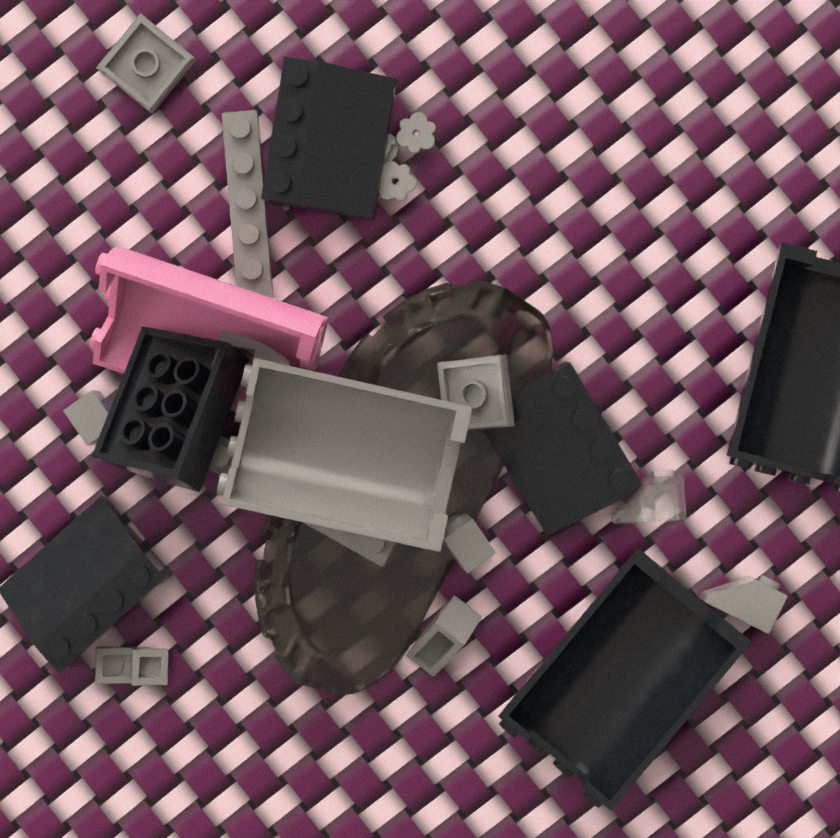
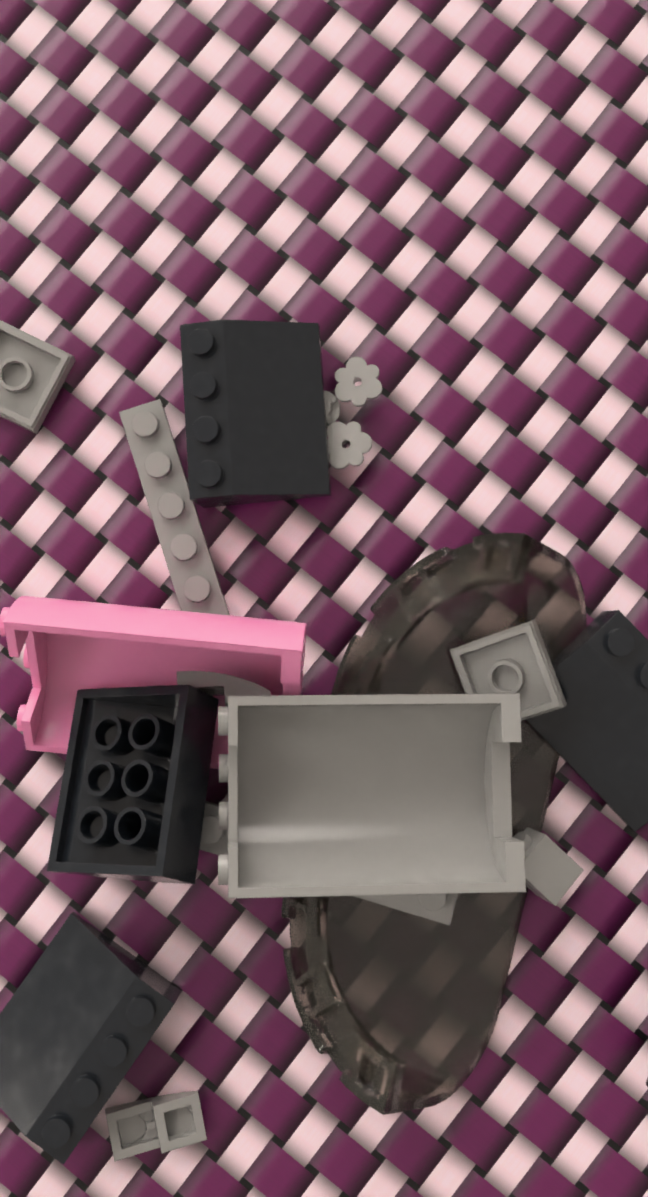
camera: 15 degrees left, 5 degrees down
(89, 415) = (34, 816): light grey brick -> none
(444, 636) = (543, 990): light grey slope -> none

